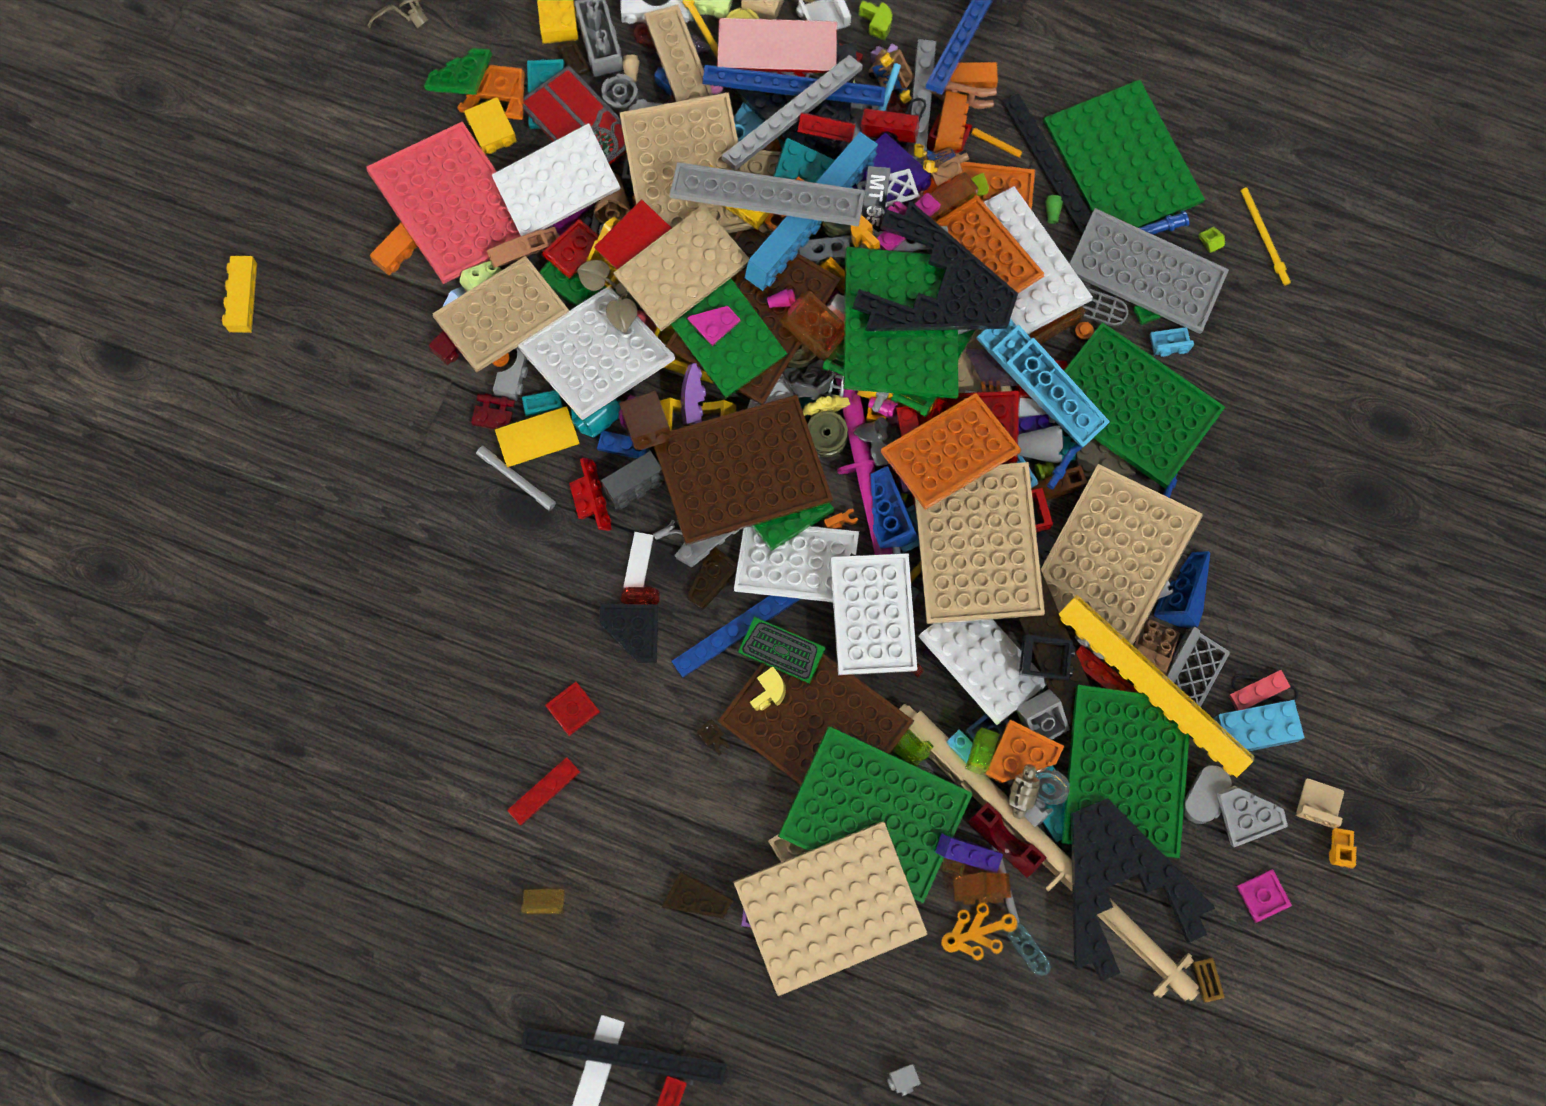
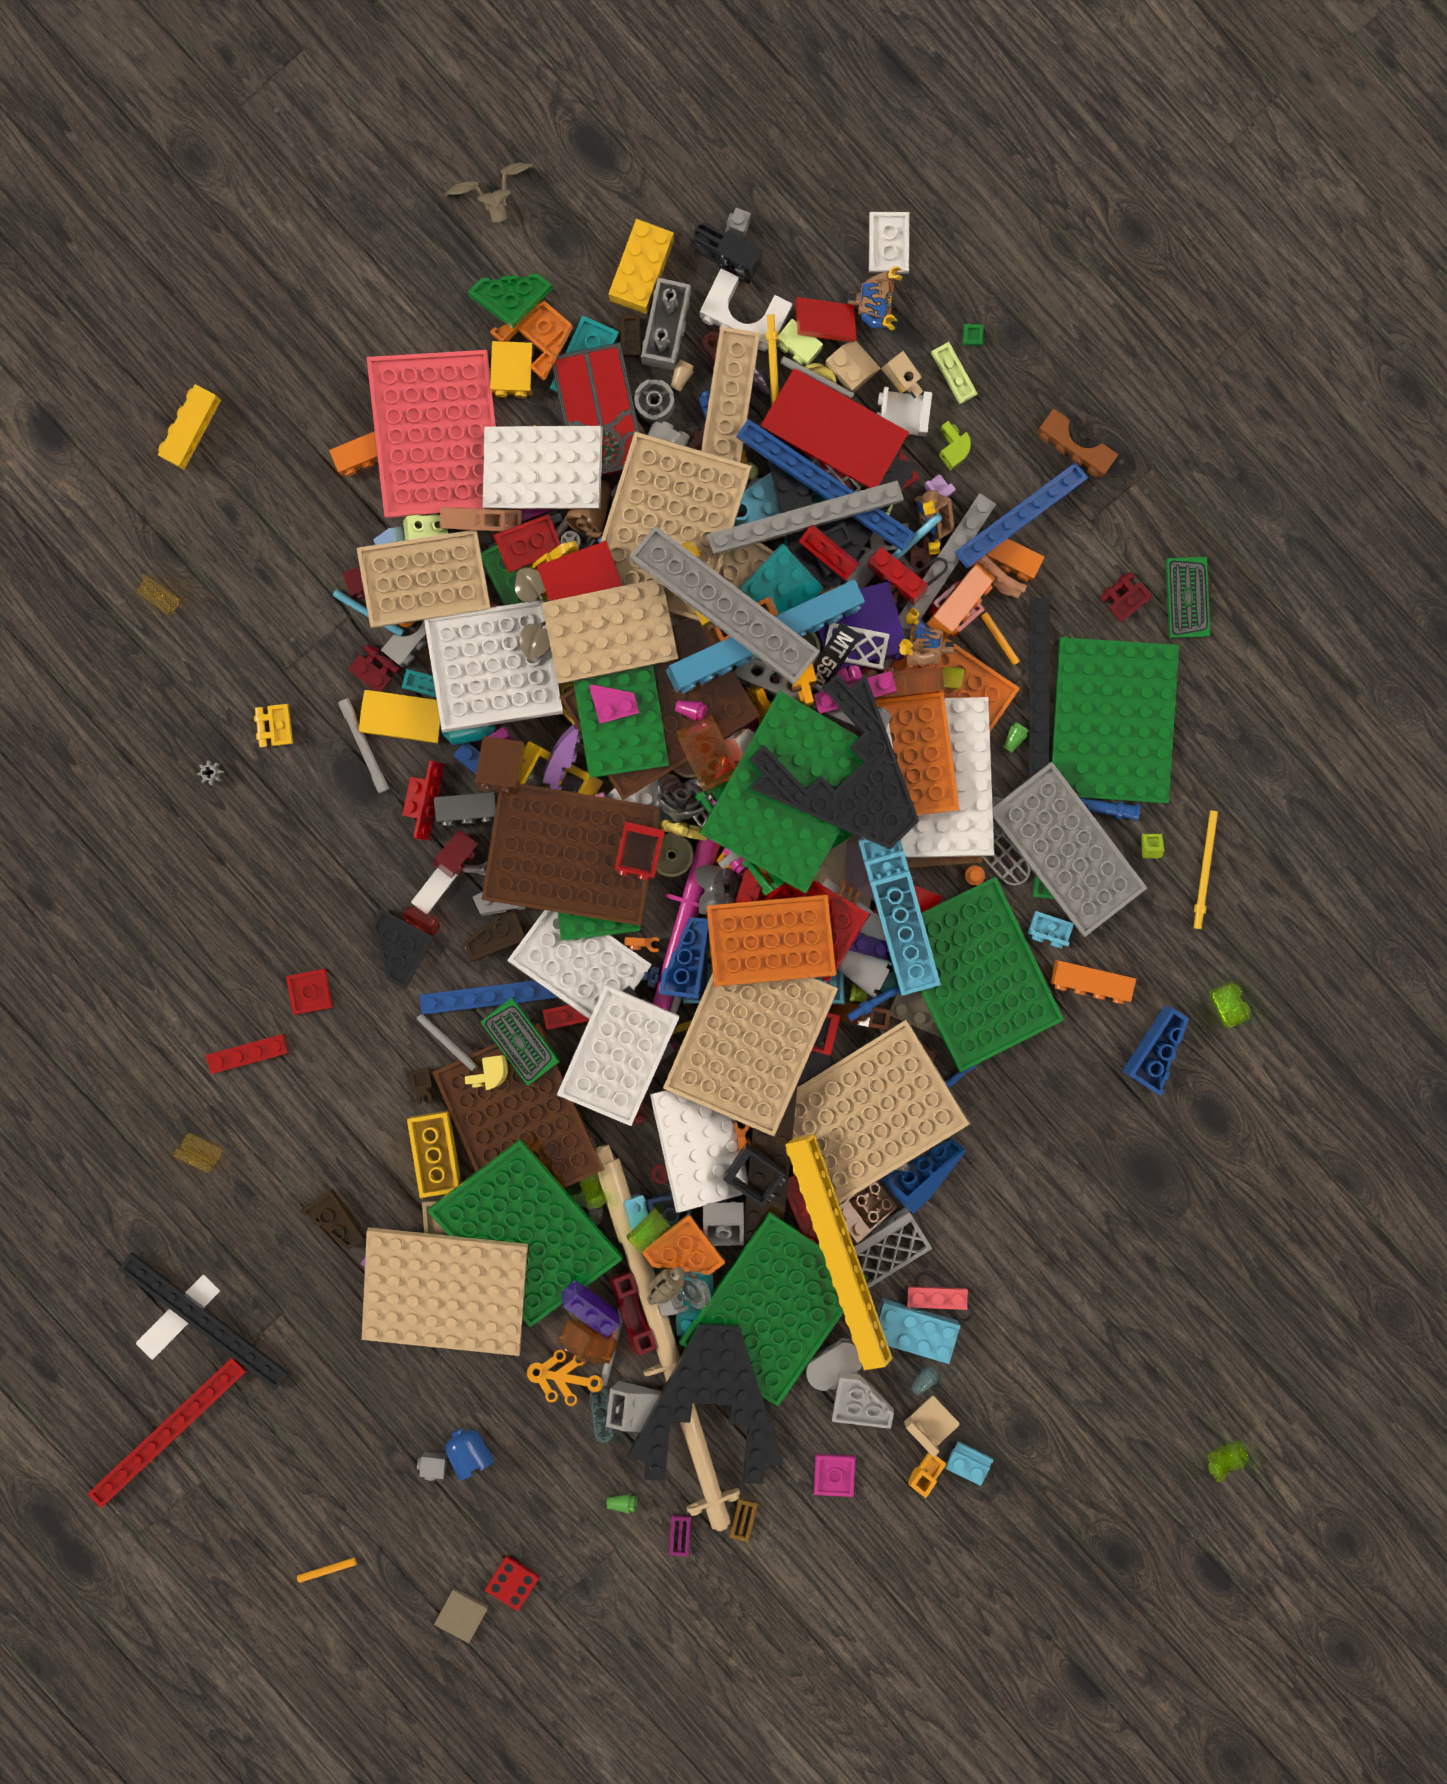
camera: 30 degrees right, 15 degrees up
(276, 440) = (158, 595): none -> clear yellow panel
(388, 567) = (207, 768): none -> light grey gear
(435, 497) = (279, 723): none -> yellow plate
(462, 370) = (363, 609): none -> medium azure bar
(642, 525) = (455, 854): none -> dark red brick
(715, 18) = (791, 364): none -> light grey bar
(717, 688) = (447, 1042): none -> light grey bar
(756, 789) = (434, 1153): none -> yellow brick
(794, 416) = (626, 870): none -> red window
(808, 614) = (562, 1016): none -> red plate
(864, 542) = (652, 976): none -> dark blue plate
(929, 1046) = (467, 1452): none -> blue cylinder
(963, 708) = (660, 1174): none -> dark red tile
(1015, 639) = (741, 1135): none -> orange plate
(1052, 924) = (630, 1406): none -> light grey slope
(1081, 69) = (1130, 601): none -> dark red plate
(1093, 1022) = (623, 1503): none -> bright green cone
(1125, 43) = (1187, 597): none -> tile
(1152, 1009) = (680, 1518): none -> magenta tile
(1230, 364) = (1093, 981): none -> orange brick
(1292, 768) = (925, 1380): none -> clear light blue cone
(1315, 392) = (1157, 1050): none -> blue wedge
(1350, 328) = (1229, 1004): none -> clear neon green brick
(1372, 822) = (969, 1463): none -> medium azure plate

